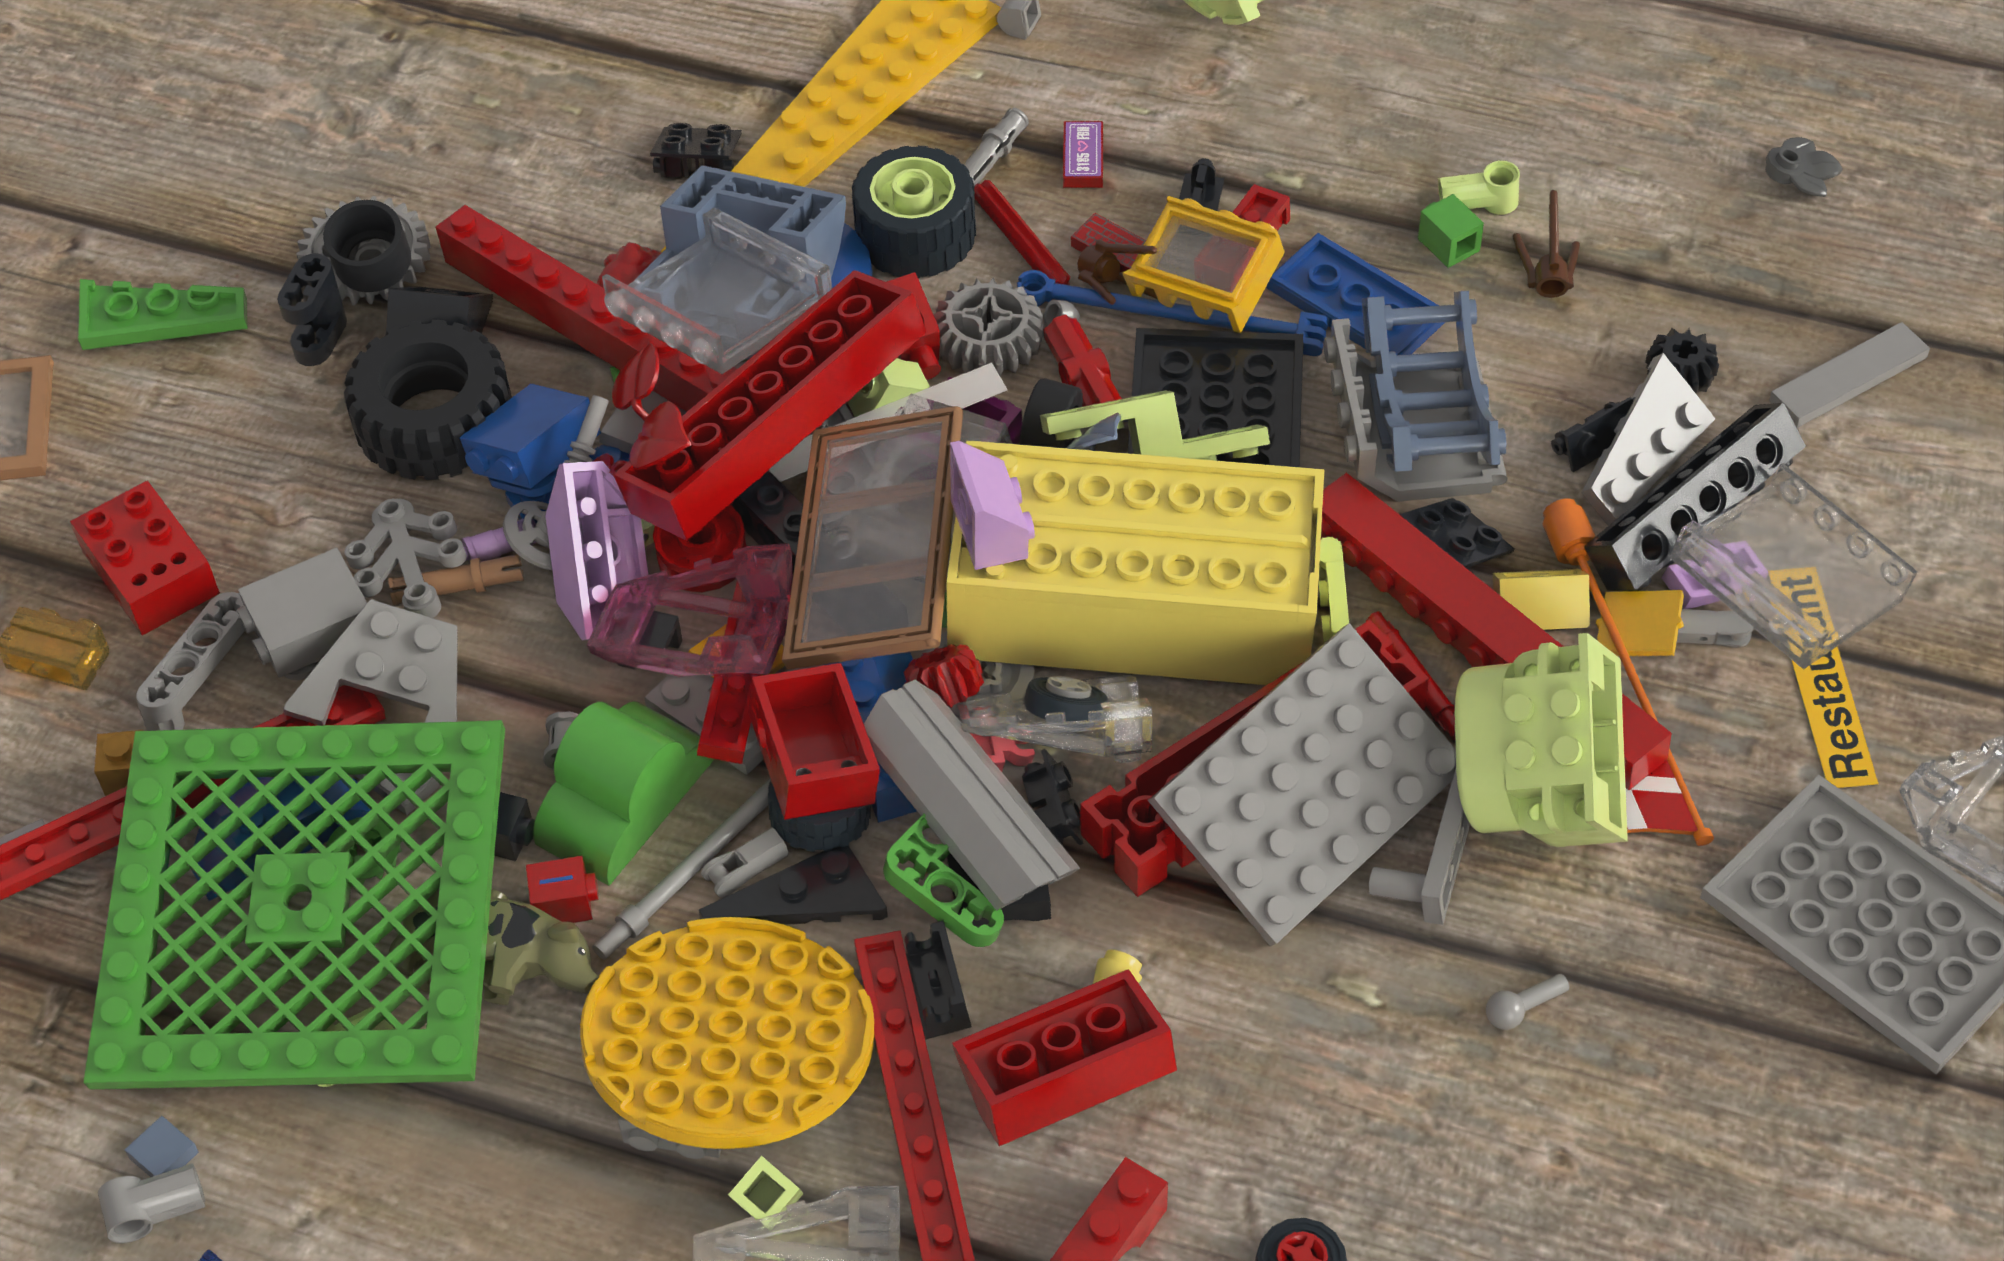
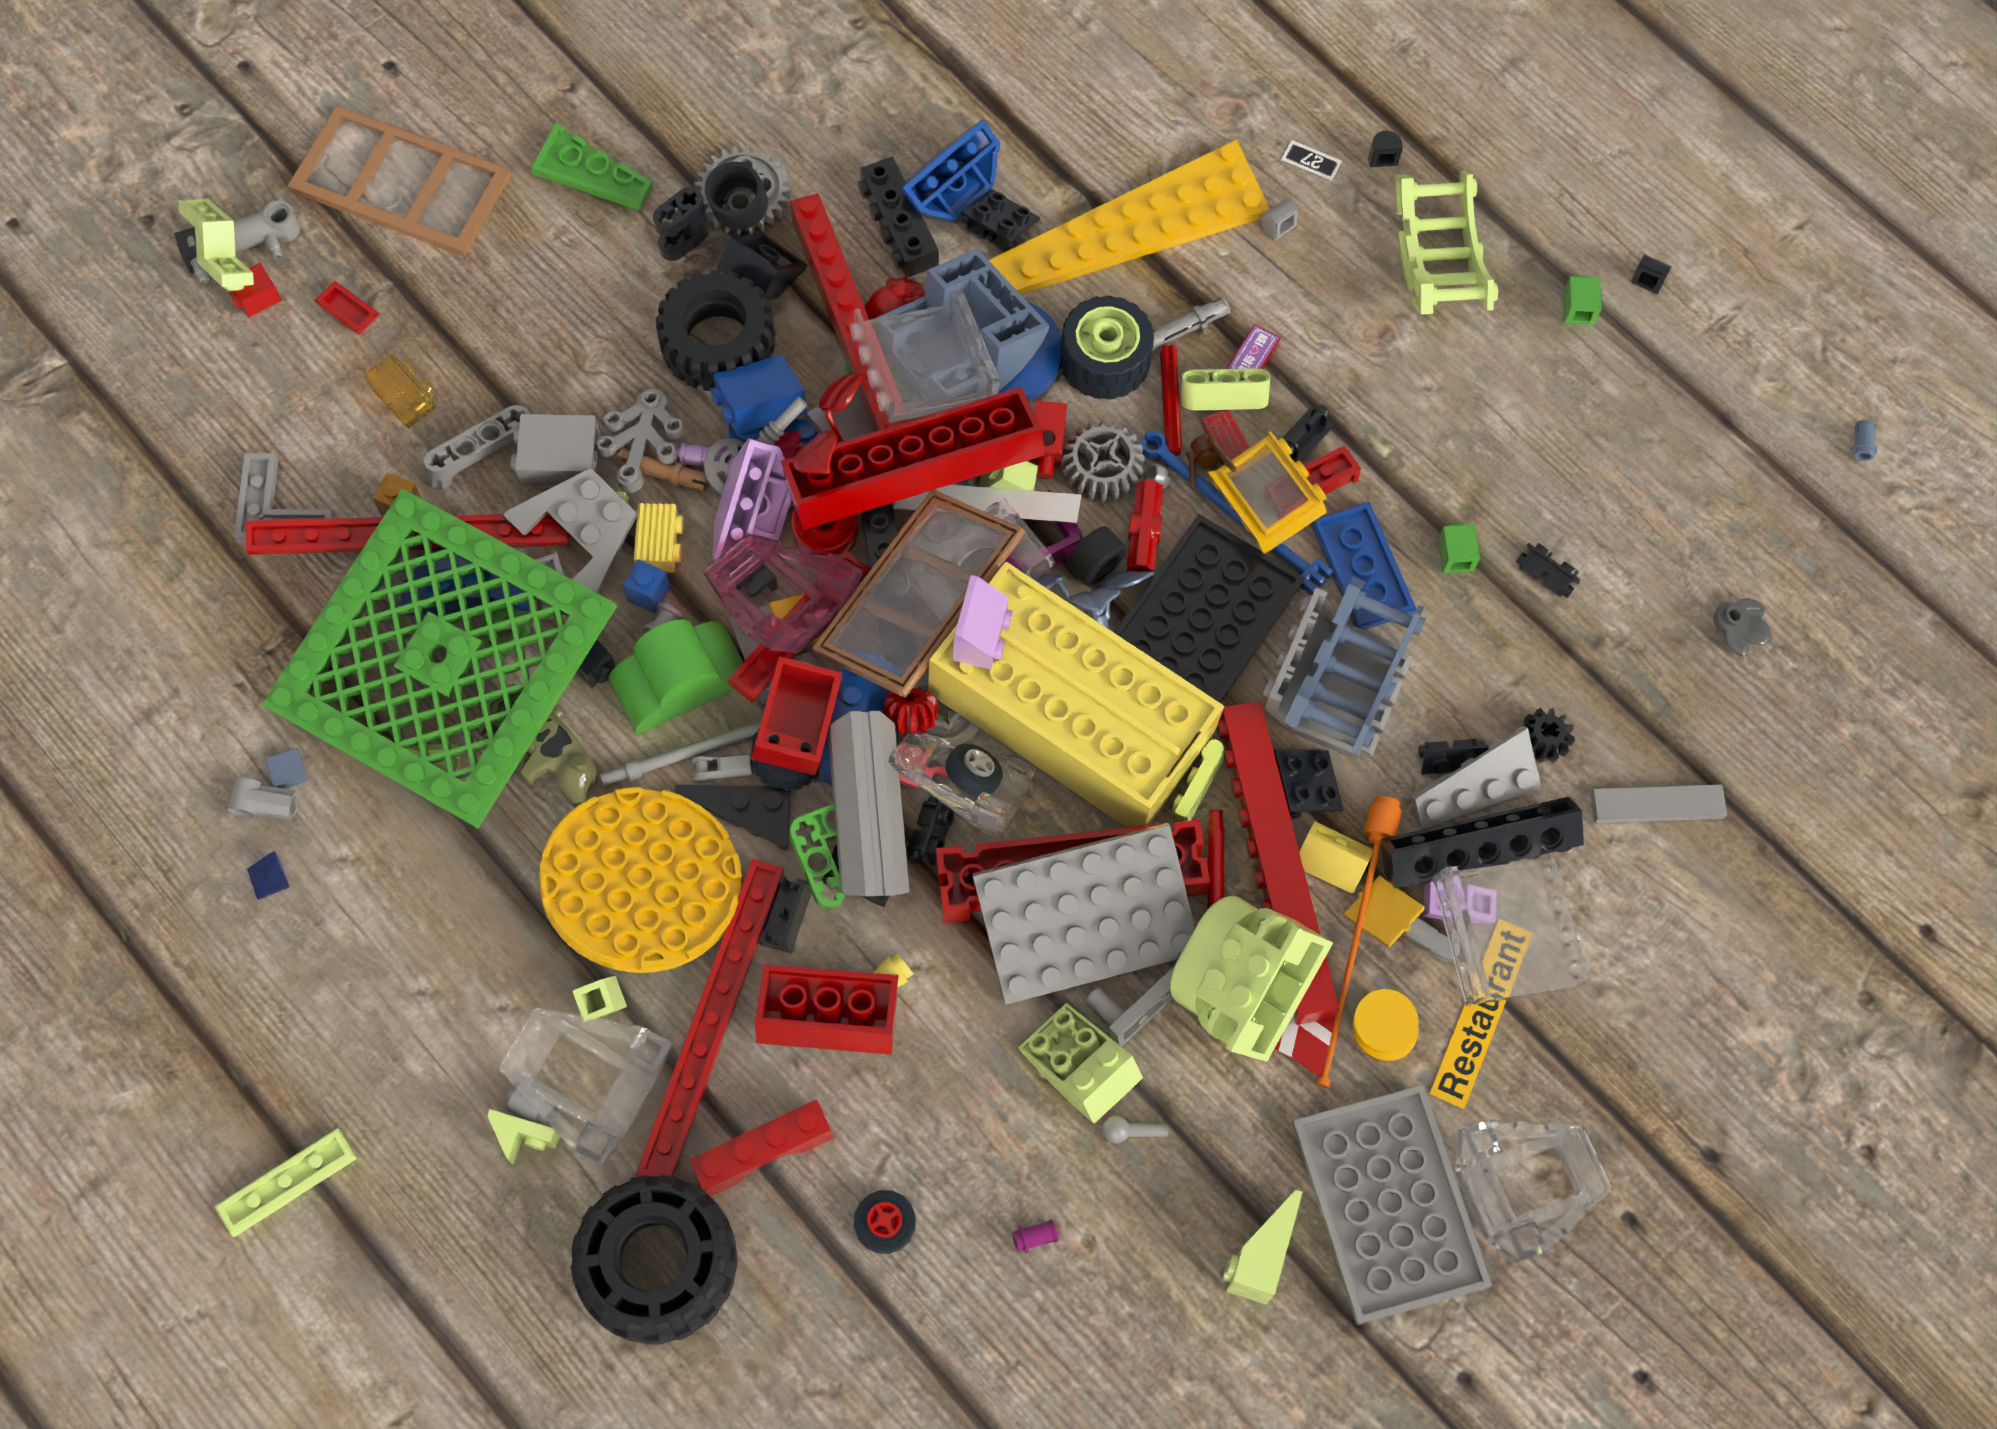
camera: 25 degrees right, 15 degrees up
(145, 557) = (485, 354): red piece -> none
(496, 652) = (657, 535): none -> light yellow brick
(520, 706) = (646, 586): none -> blue brick
(562, 889) = (601, 727): red brick -> none
(575, 194) = (900, 222): none -> black brick
(618, 120) = (955, 174): none -> blue wedge
(1078, 194) = (1225, 389): none -> yellowish green beam
(1156, 428) = (1151, 605): yellowish green bracket -> none
(1413, 957) = (1081, 1062): none -> yellowish green slope
(1486, 1188) = (1034, 1236): none -> magenta pin
(1493, 189) = (1498, 525): yellowish green piece -> none
(1552, 274) = (1506, 619): reddish brown plant -> none
(1581, 206) = (1559, 576): none -> black hinge
(1732, 730) = (1385, 1025): none -> yellow hat
(1786, 1050) = (1260, 1261): none -> yellowish green slope

